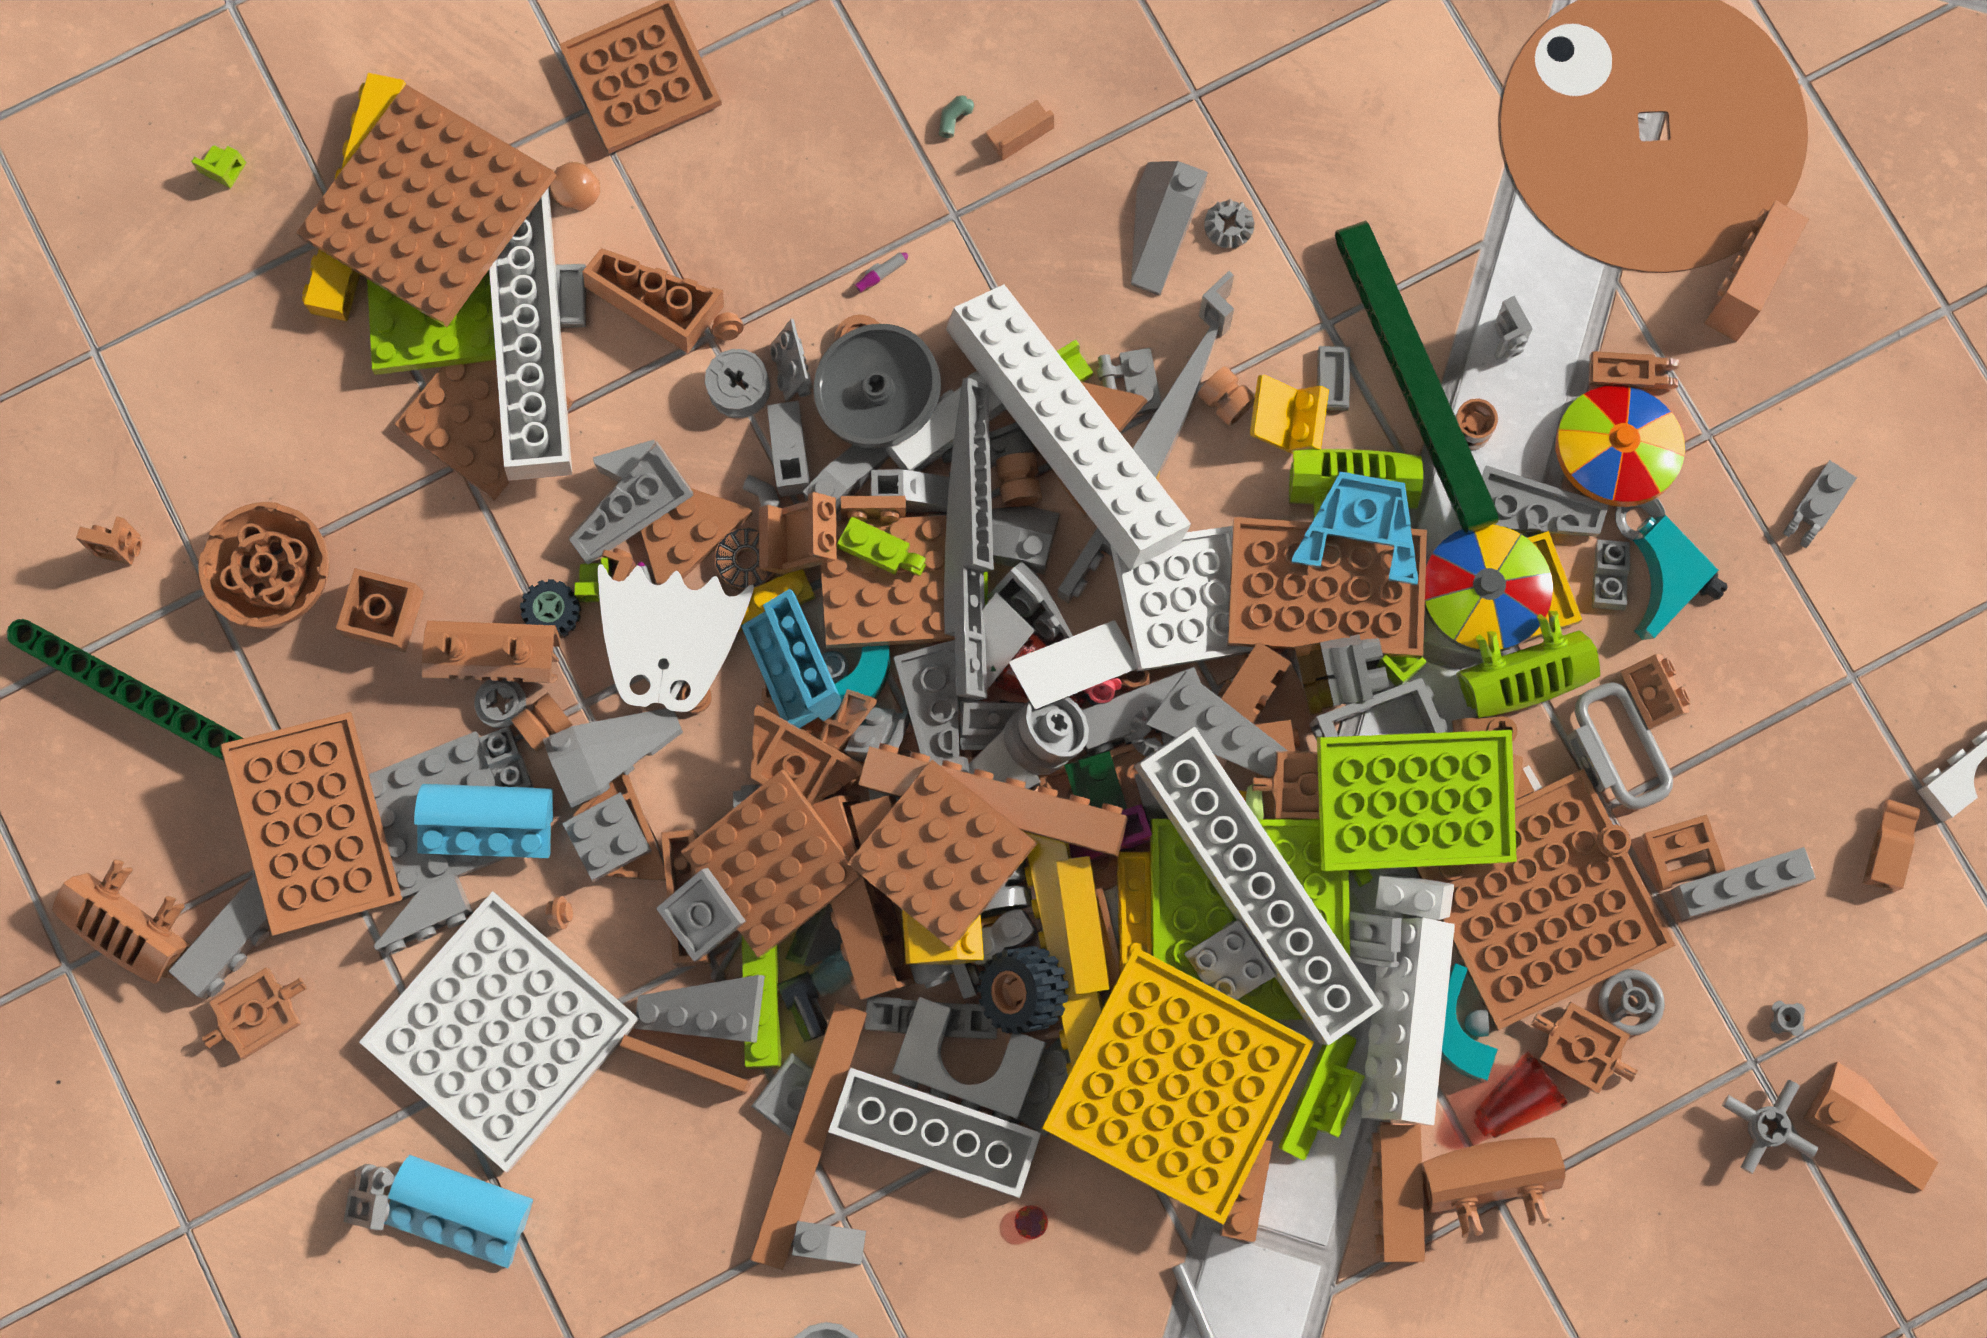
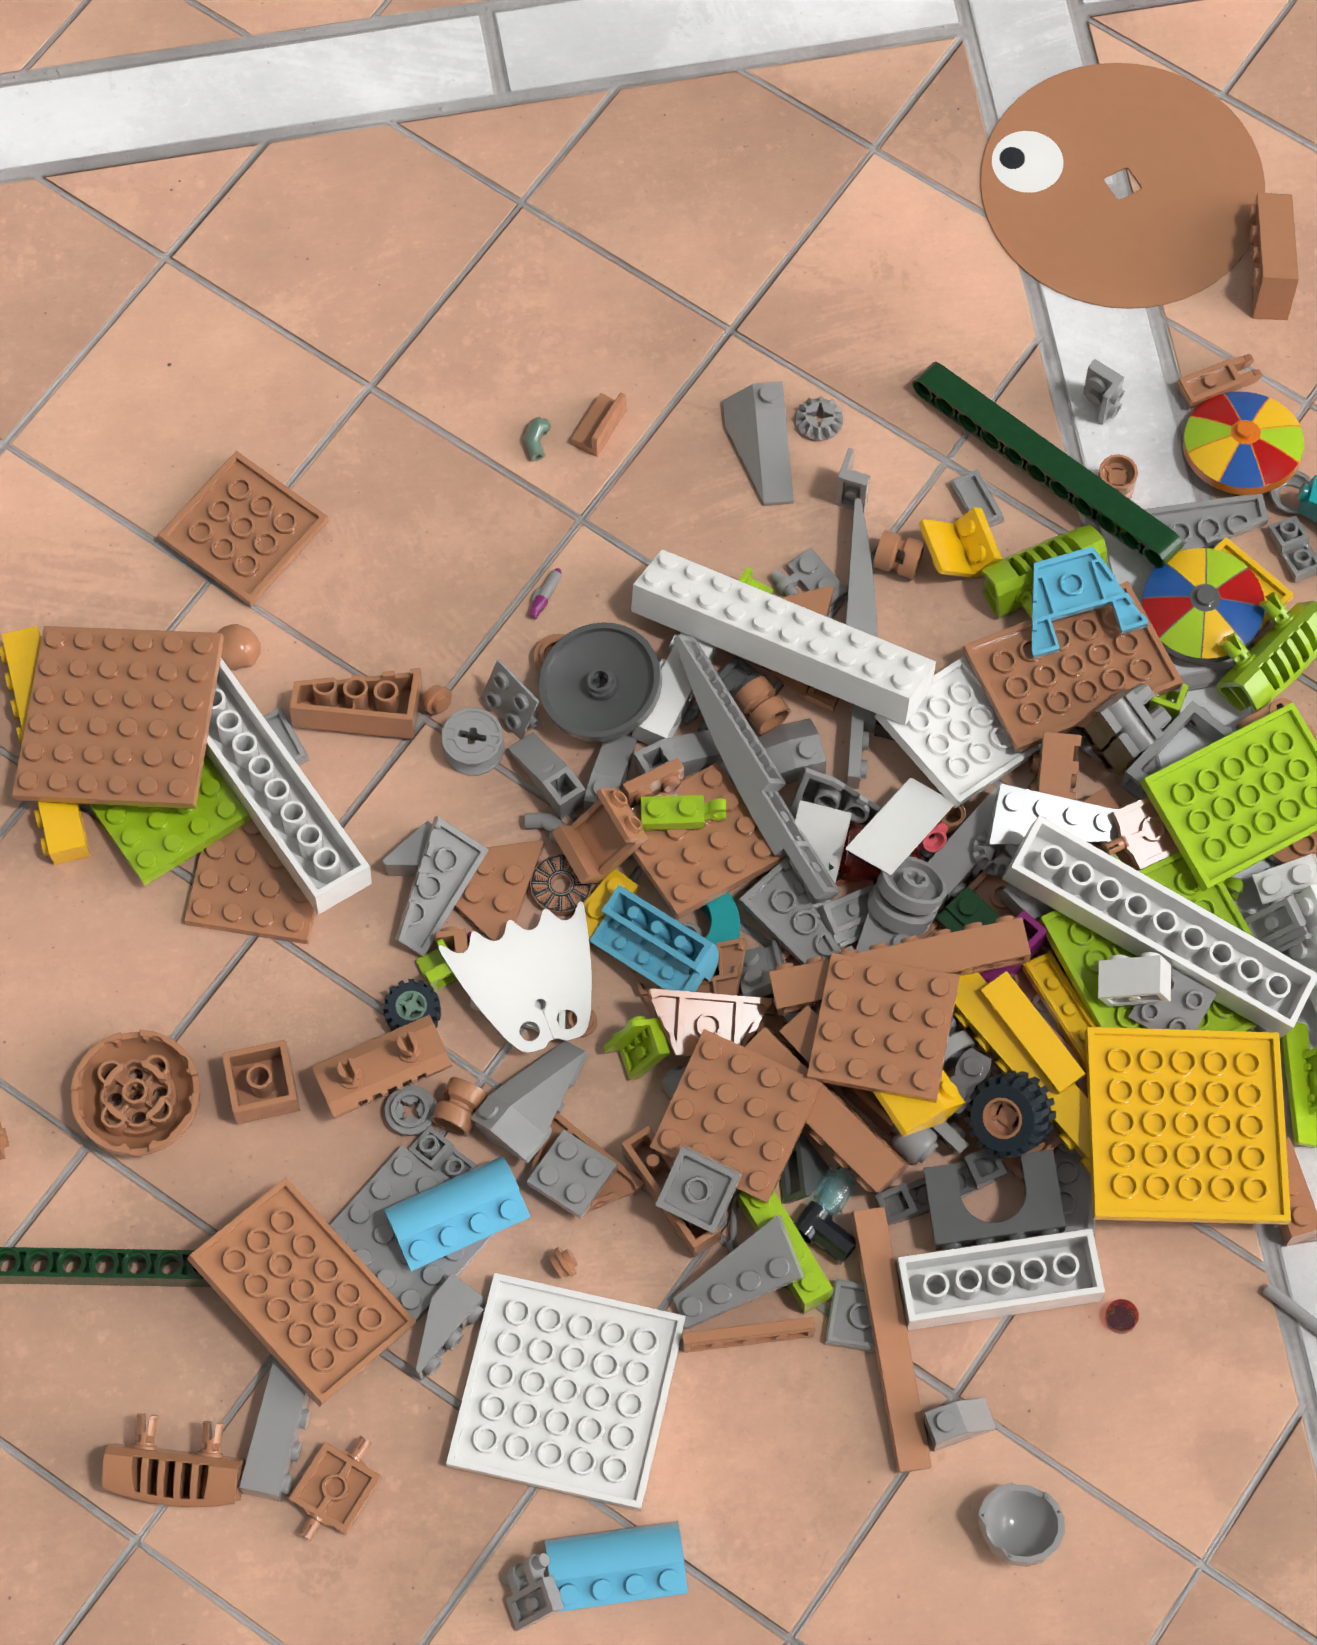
camera: 30 degrees left, 10 degrees down
(731, 750) = (640, 1045): none -> lime bracket
(1202, 925) = (1134, 980): none -> white brick

